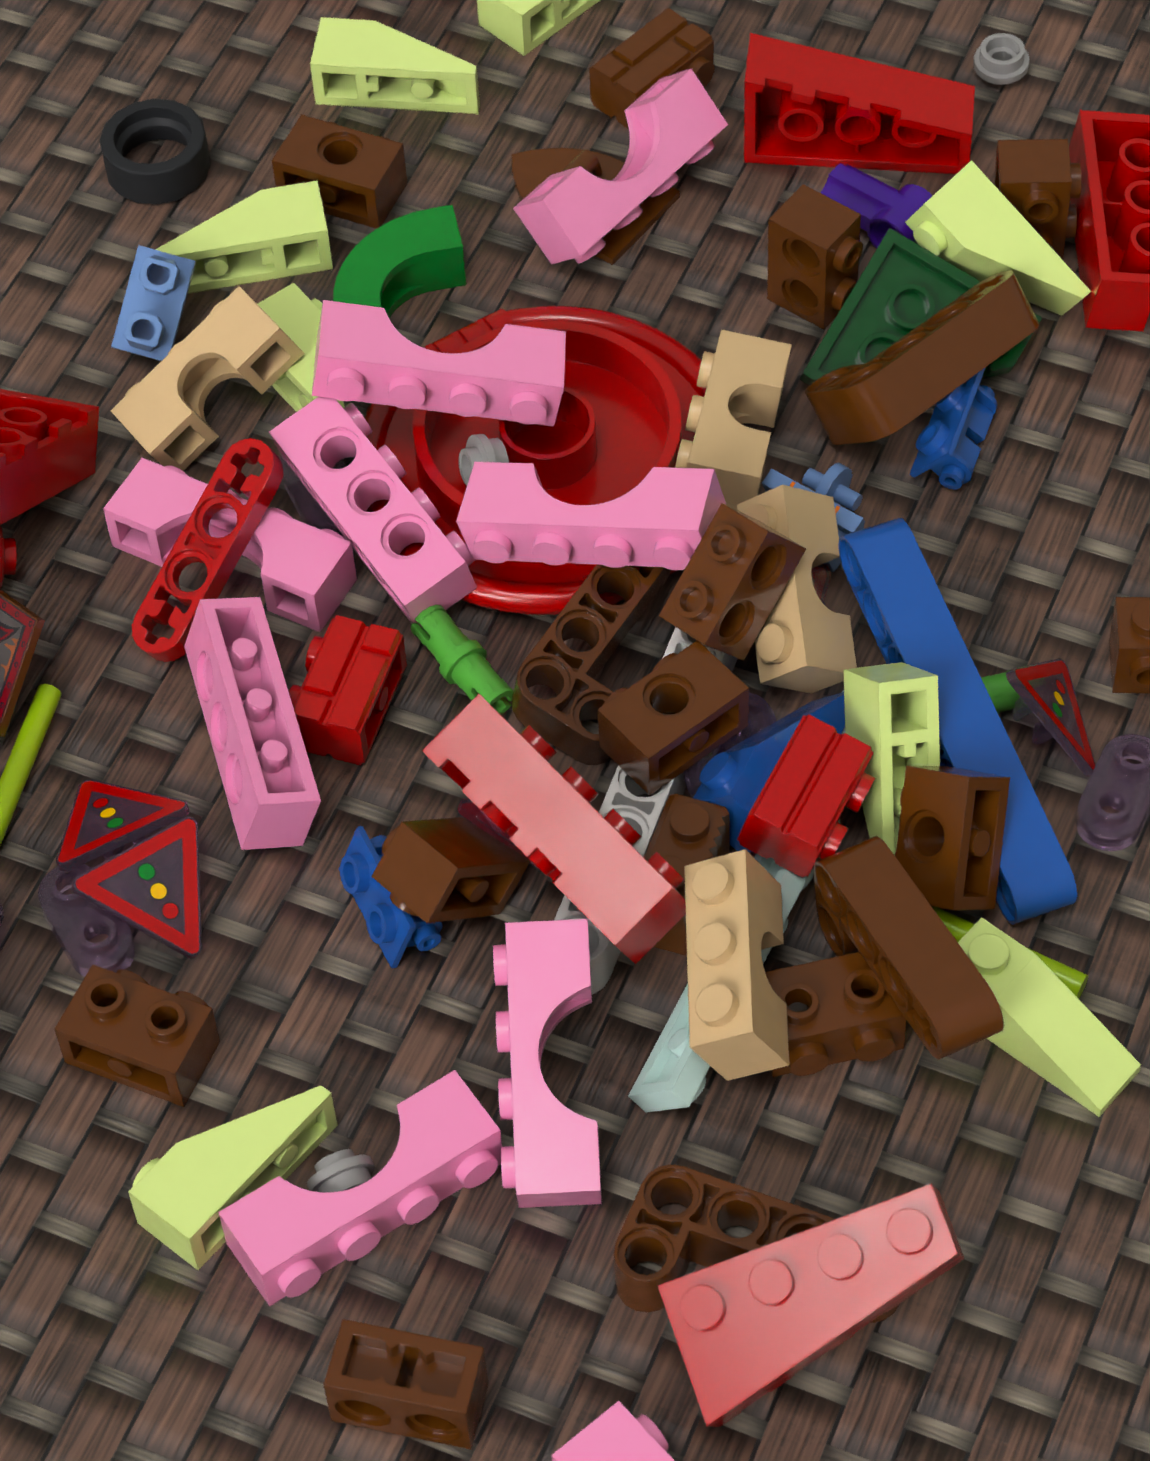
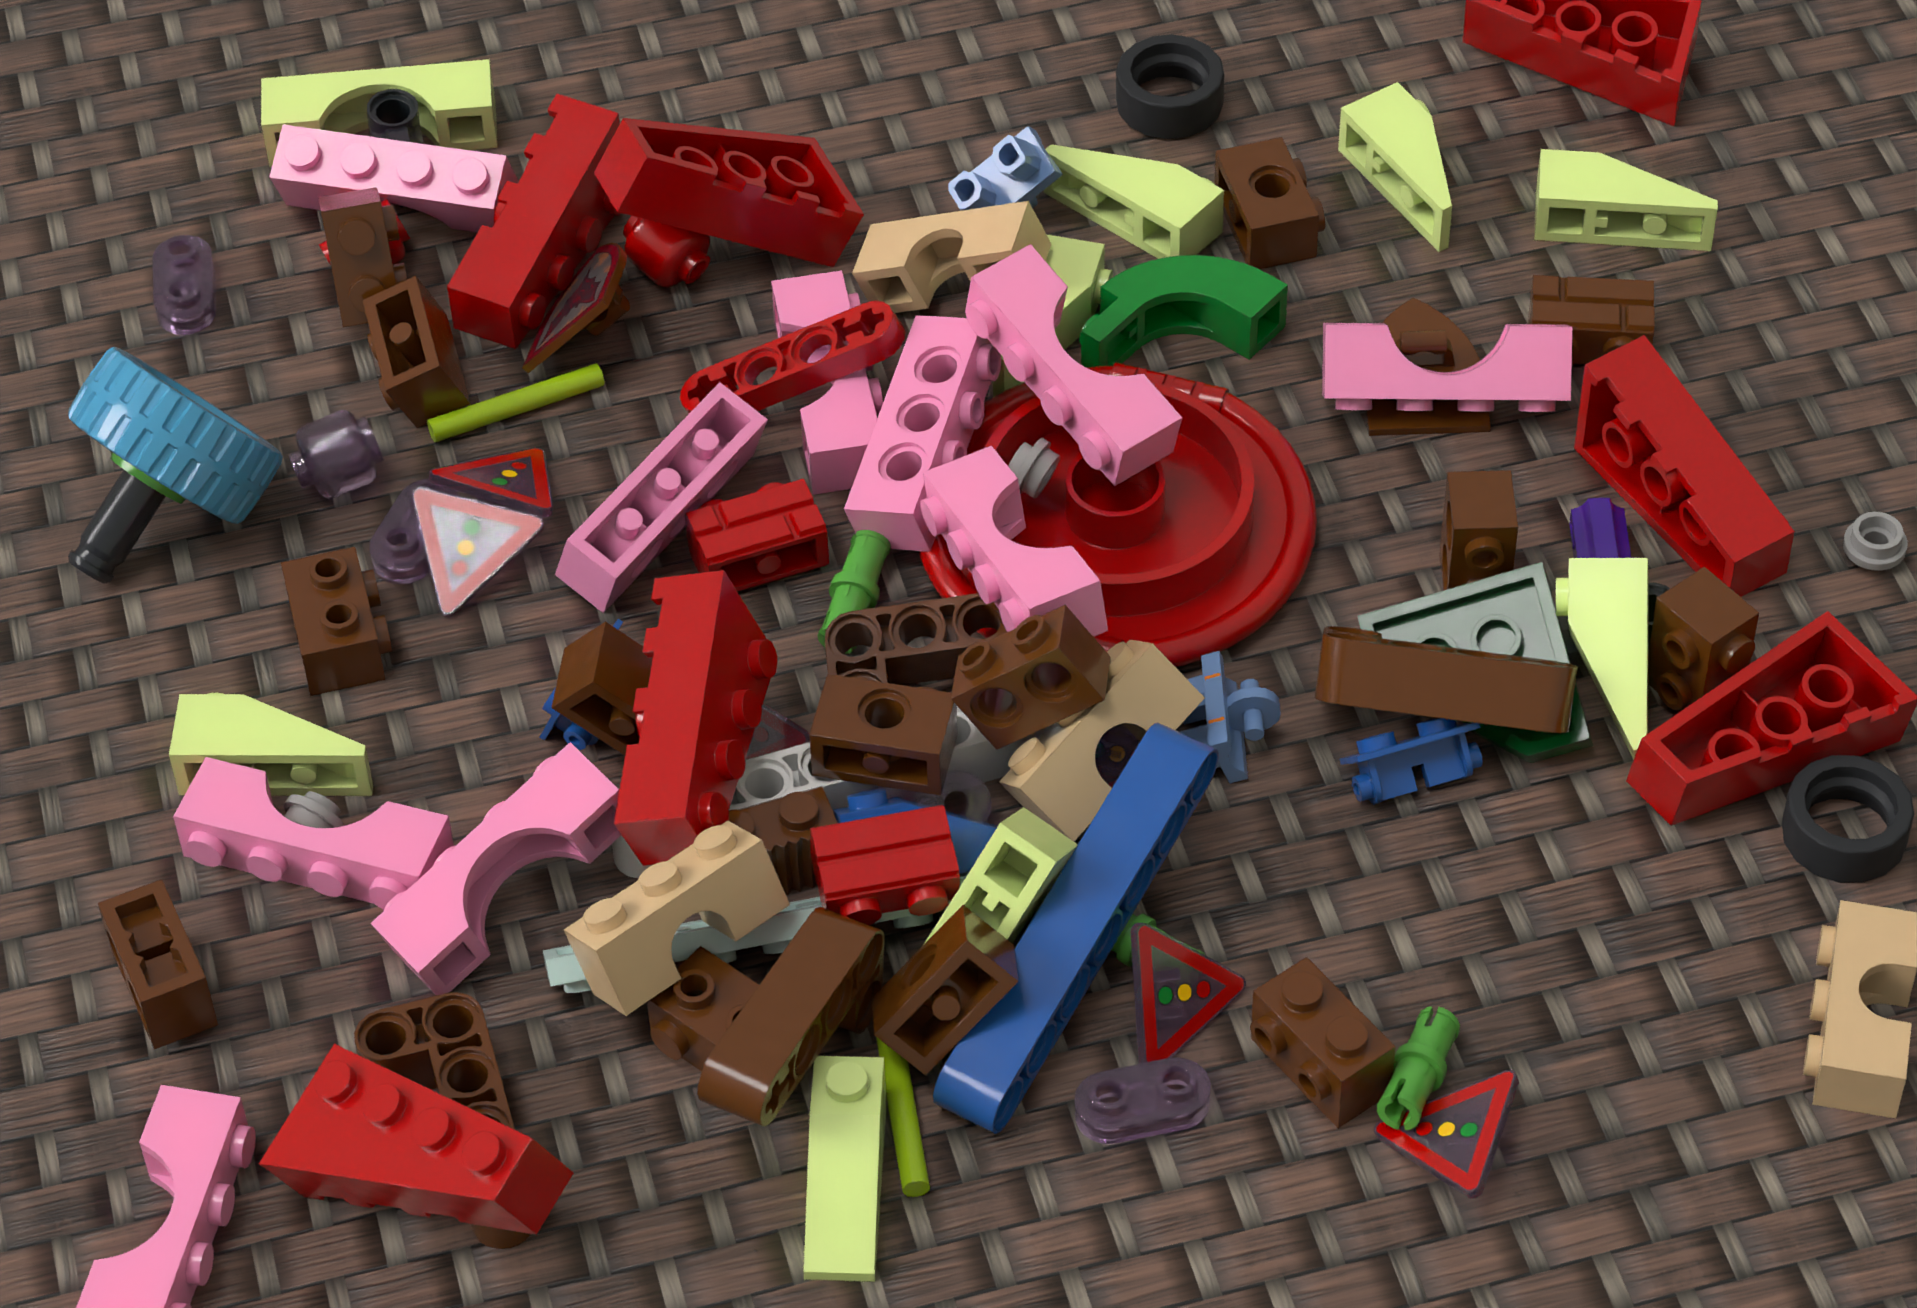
camera: 50 degrees right, 5 degrees down
(741, 387) = (1285, 574): tan arch -> none

